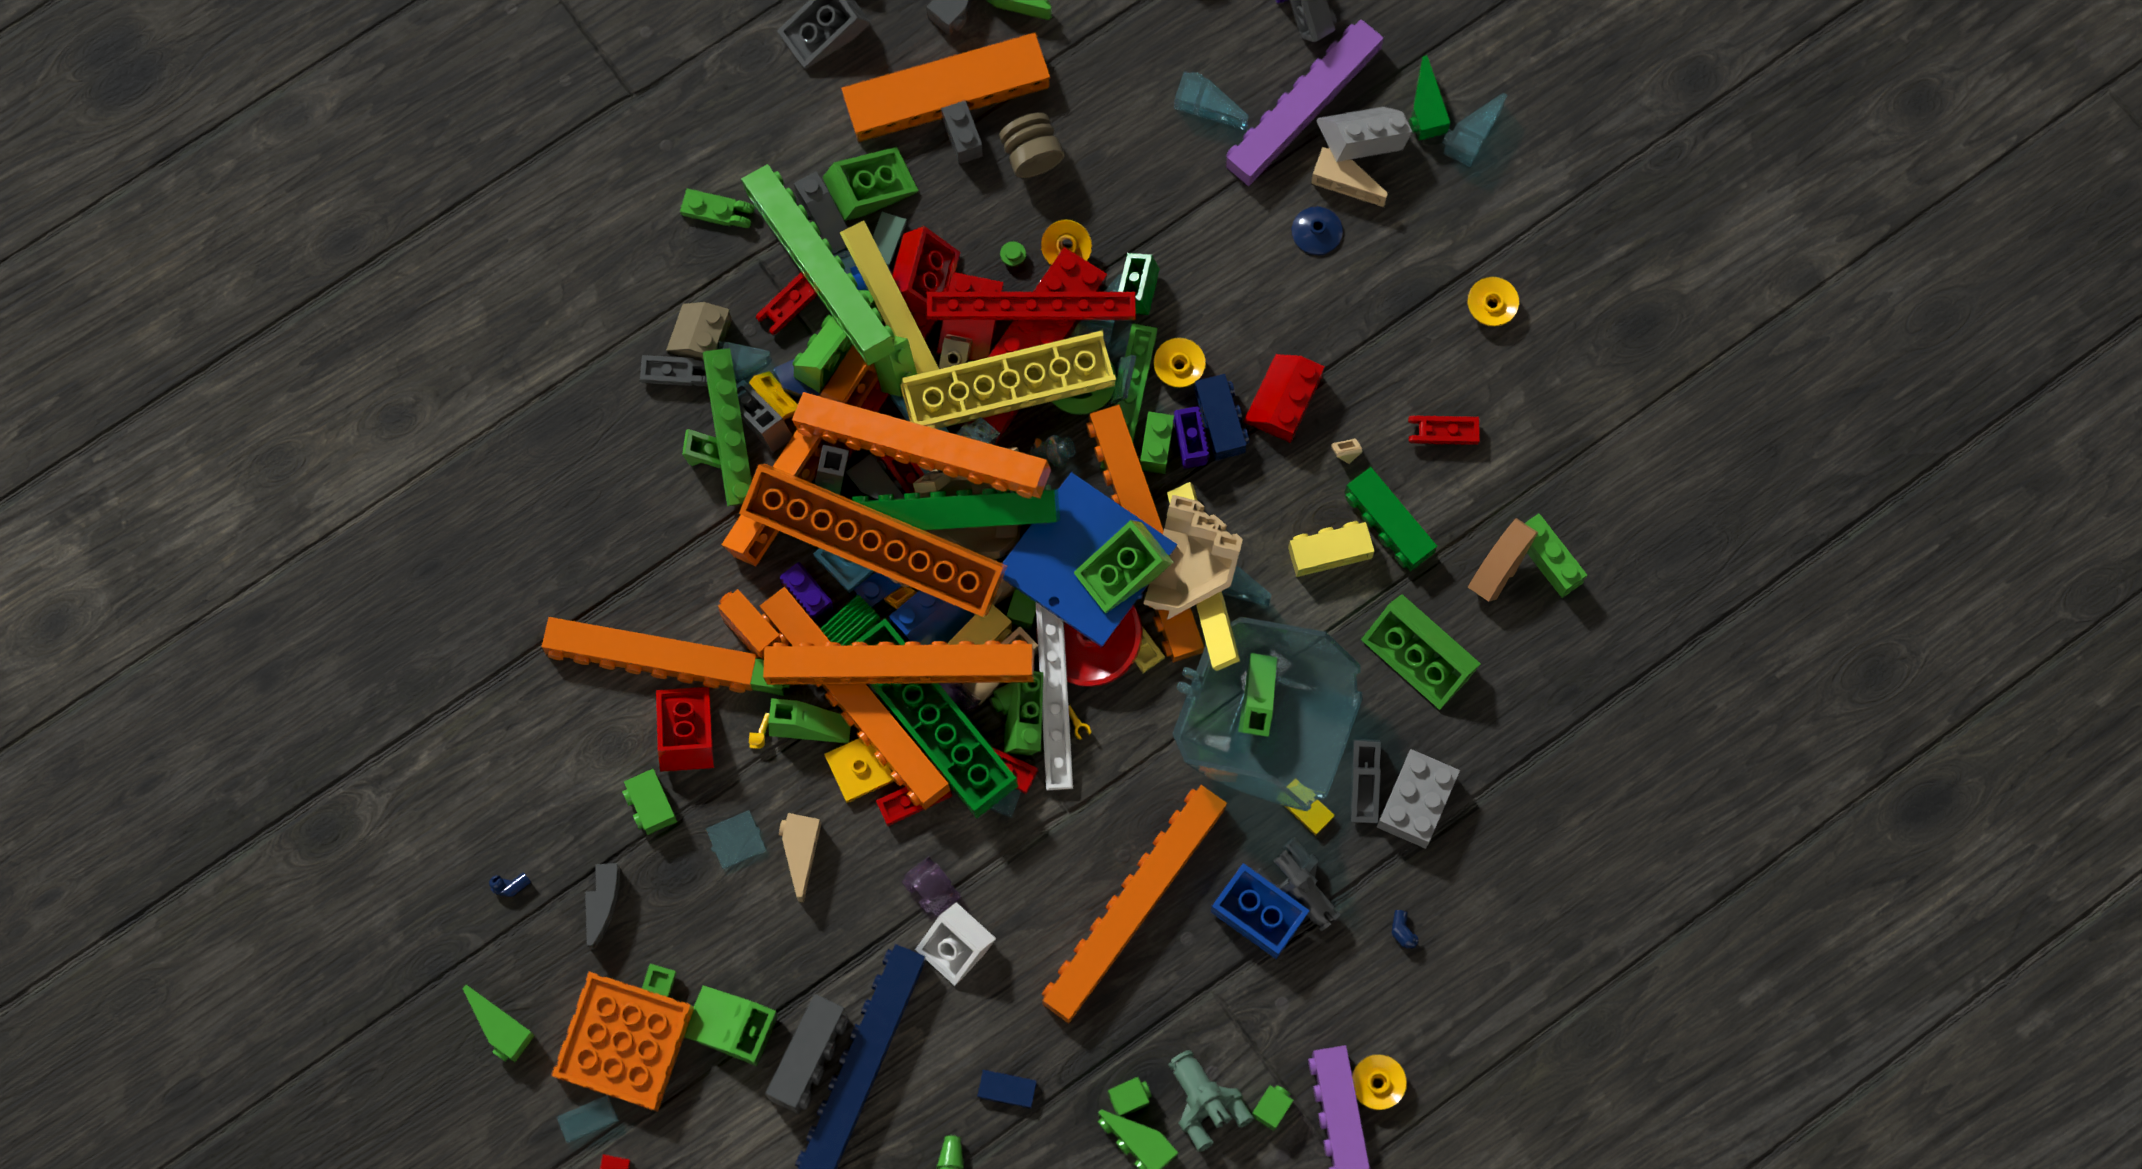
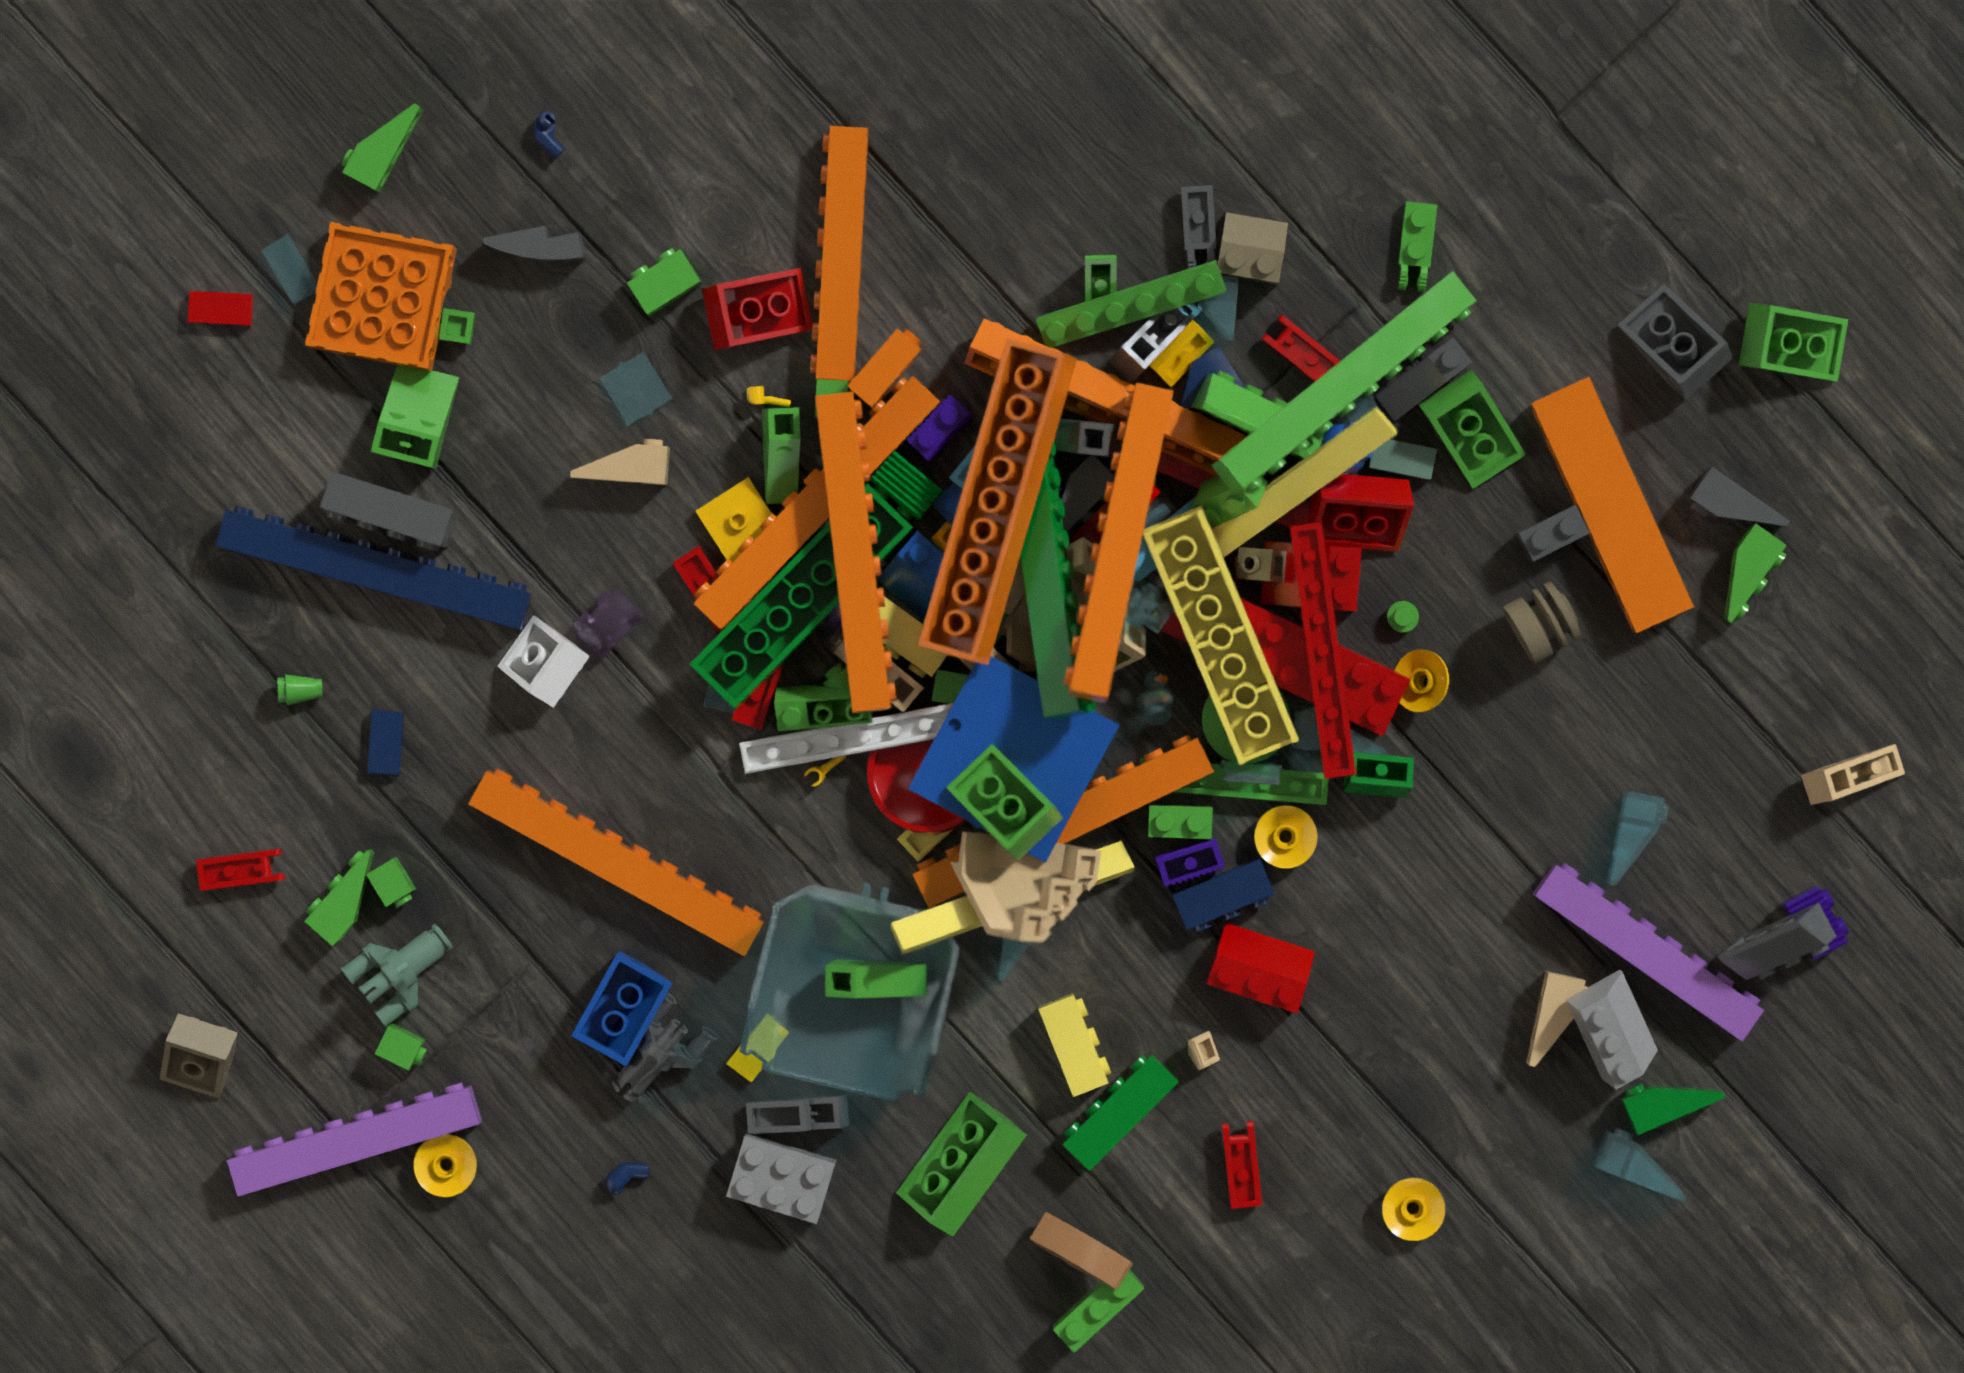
camera: 85 degrees right, 15 degrees up
(1317, 241) = (1467, 979): dark blue dish -> none

